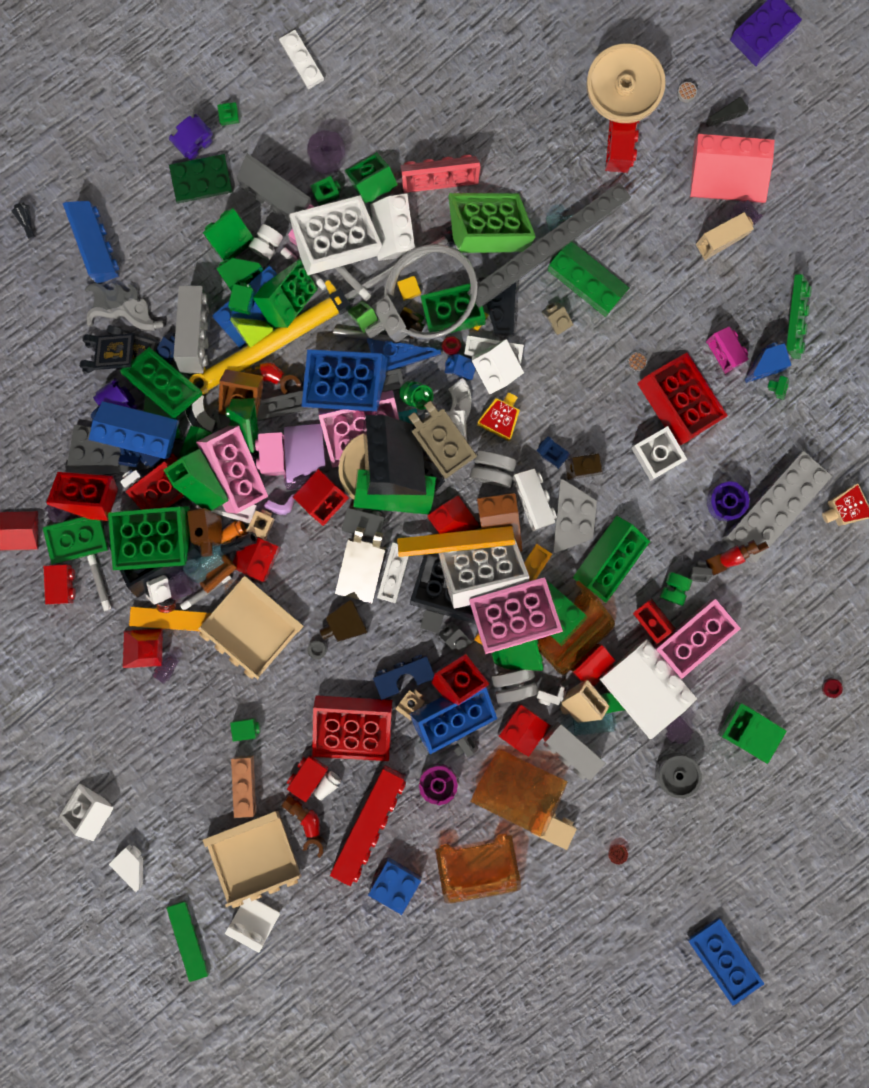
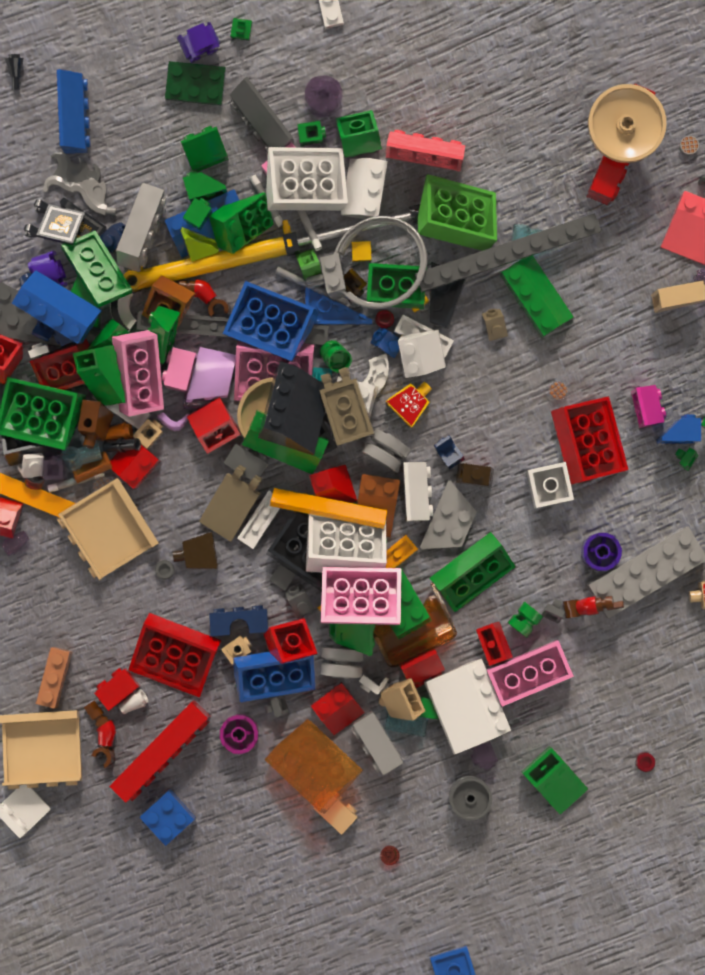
camera: 20 degrees right, 0 degrees up
(244, 729) = (72, 624): green brick -> none
(265, 242) = (238, 164): white wheel -> none
(478, 870) = (251, 828): clear orange windscreen -> none

